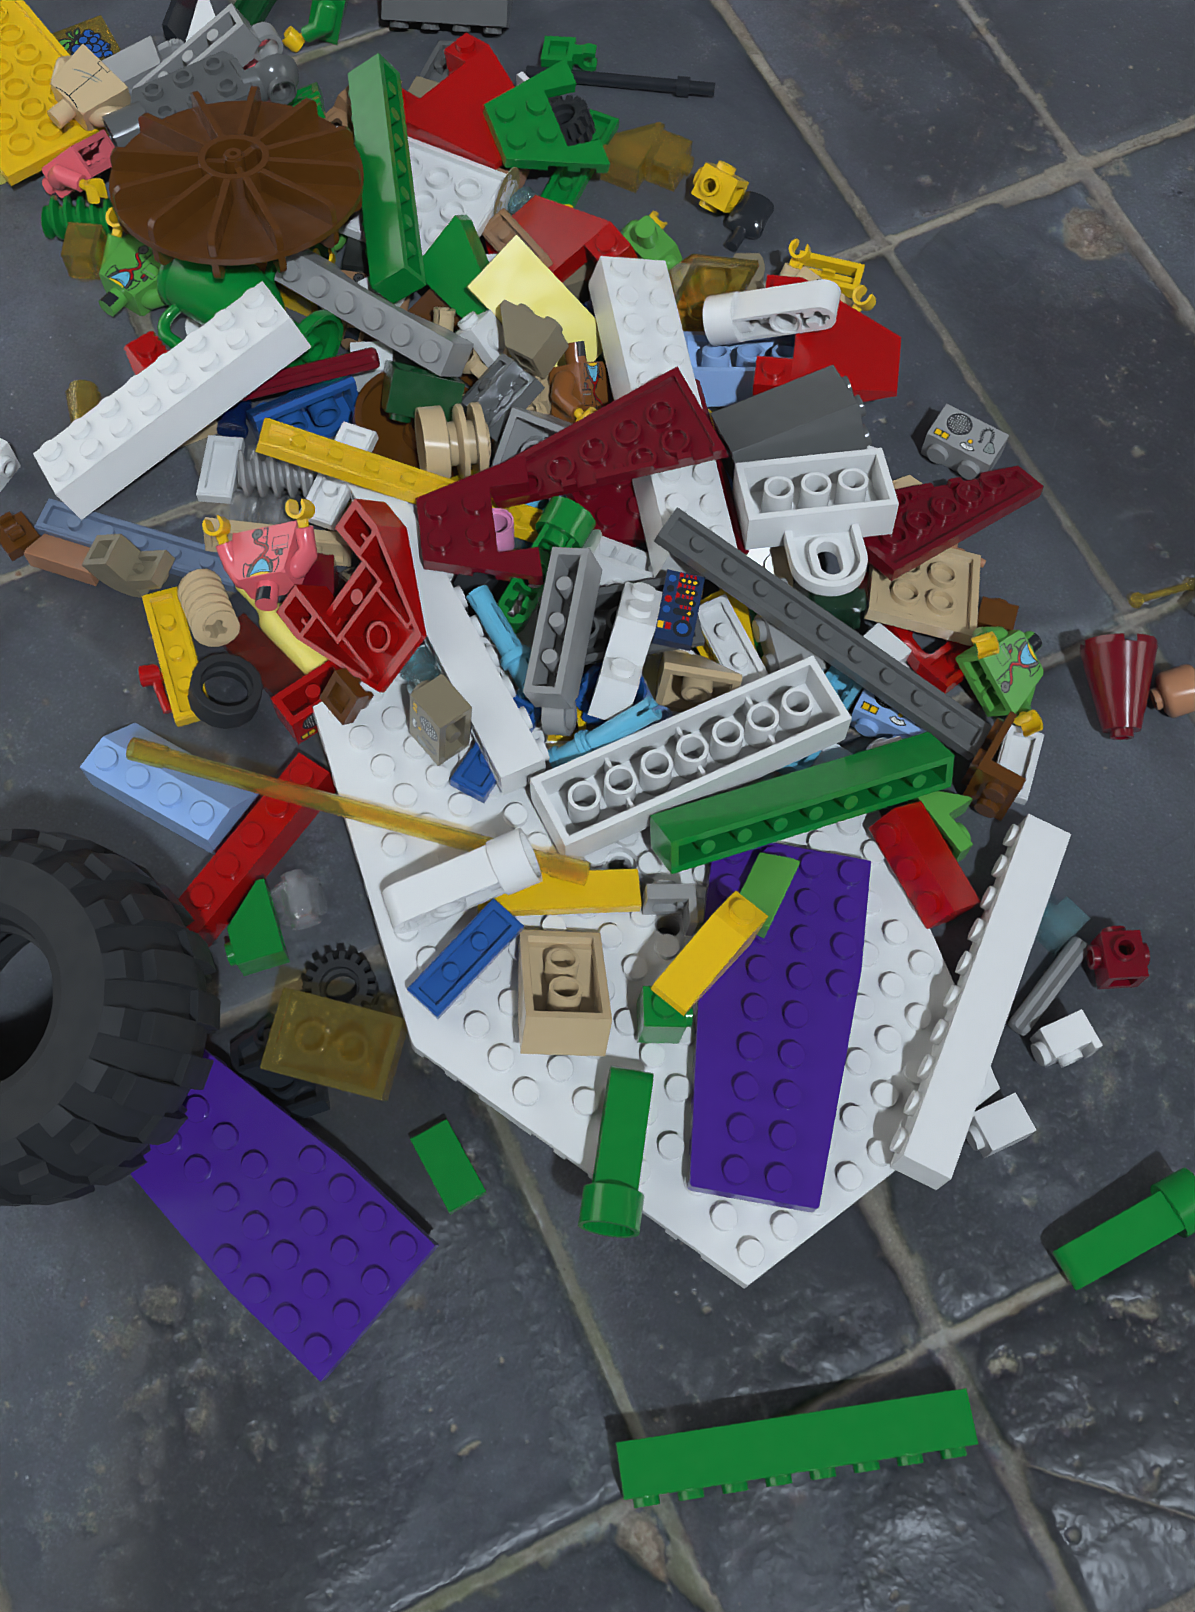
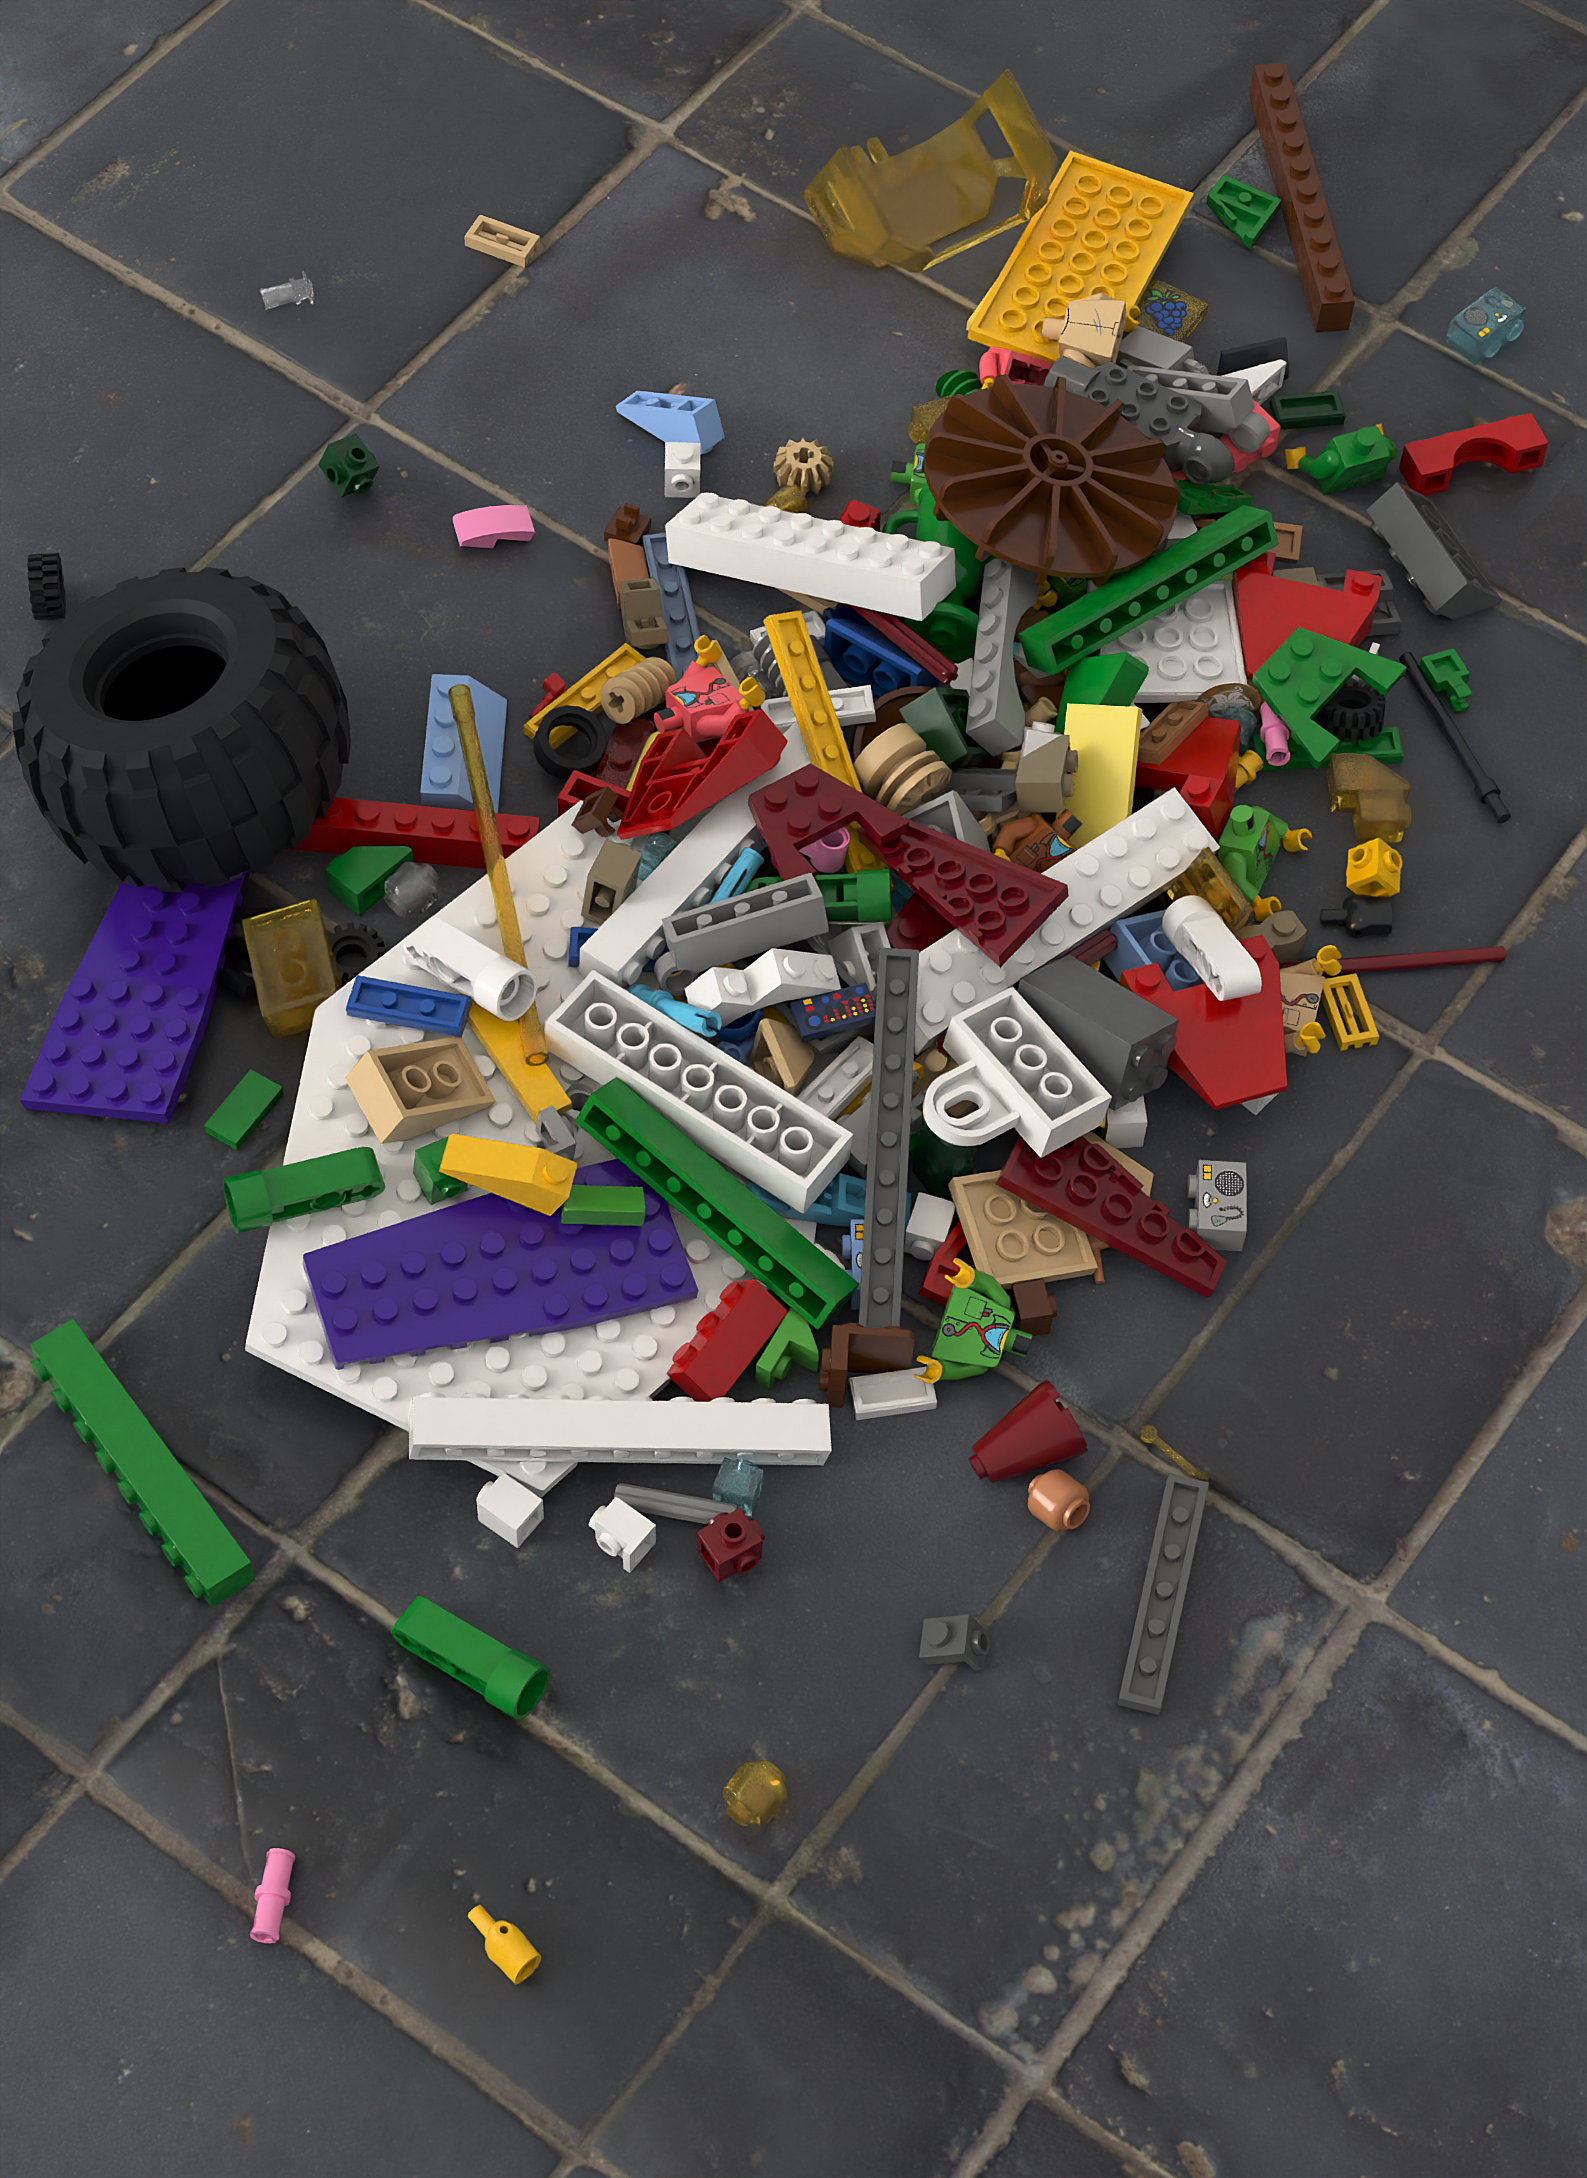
camera: 60 degrees right, 10 degrees down
(52, 368) = (803, 465): none -> tan gear
(554, 183) = (1274, 735): none -> bright pink pin
(806, 209) = (1415, 960): none -> dark red bar

